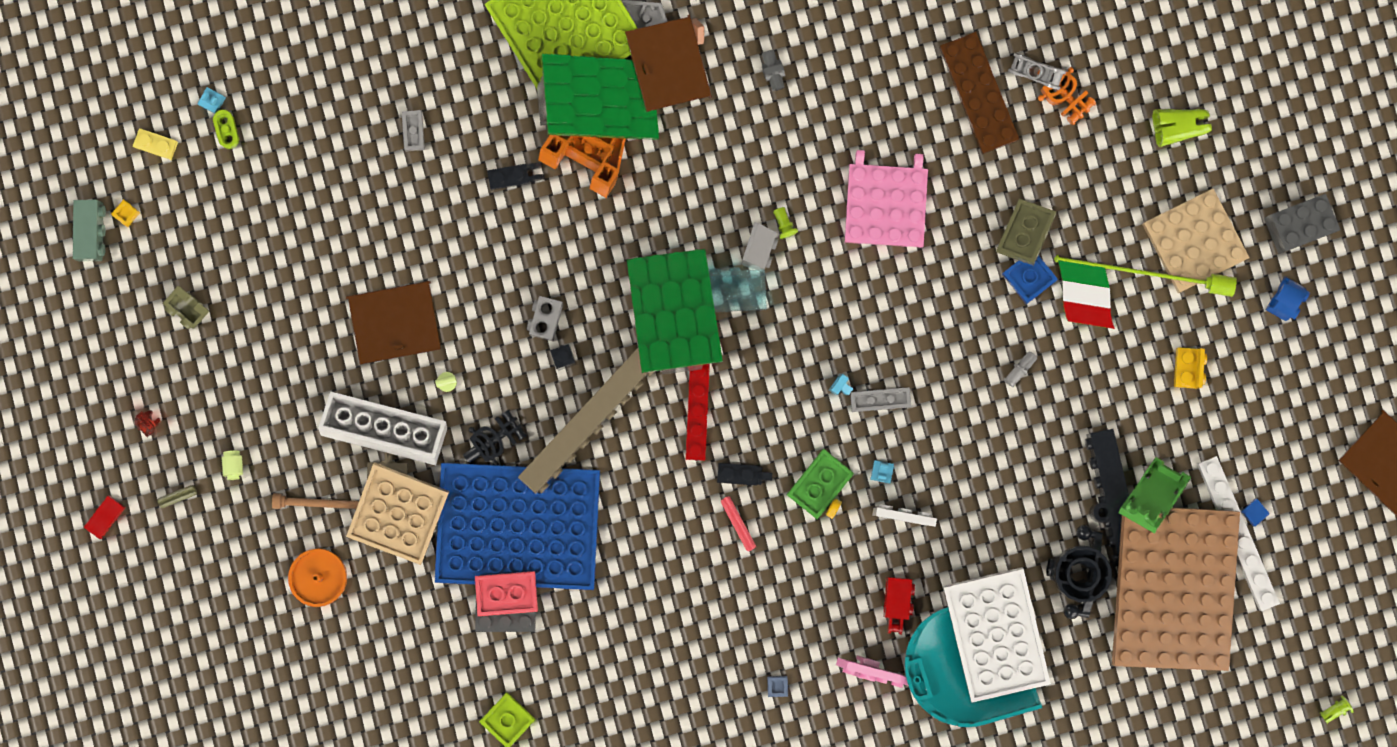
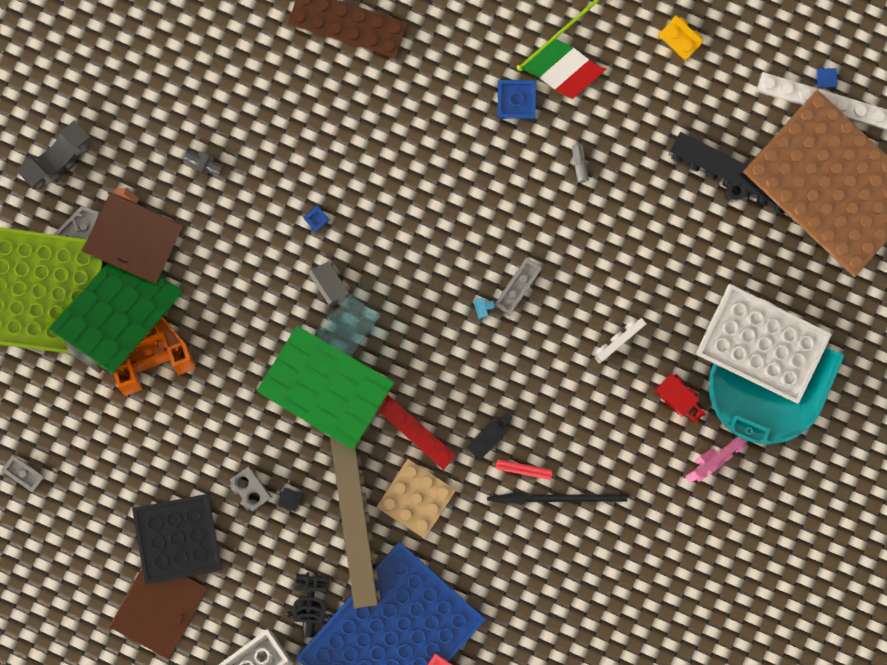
camera: 50 degrees left, 0 degrees up
(446, 382) = (236, 604): yellowish green plate -> none
(459, 293) = (177, 539): none -> black plate
(513, 176) = (121, 425): black hinge -> none
(644, 456) = (416, 498): none -> tan plate
(713, 540) = (521, 498): none -> black piece
(777, 686) = (669, 539): sand blue tile -> none
(785, 225) = (325, 249): lime pin -> none
(802, 196) = (316, 219): none -> blue tile
(820, 484) = (544, 383): bright green tile -> none
(833, 508) = (571, 390): yellow tile -> none
(882, 471) = (572, 329): medium azure tile -> none
(886, 204) = (374, 161): bright pink plate -> none
(1026, 232) = (481, 74): olive plate -> none
(1098, 575) = (780, 232): black piece -> none
(1154, 495) = (754, 142): bright green piece -> none

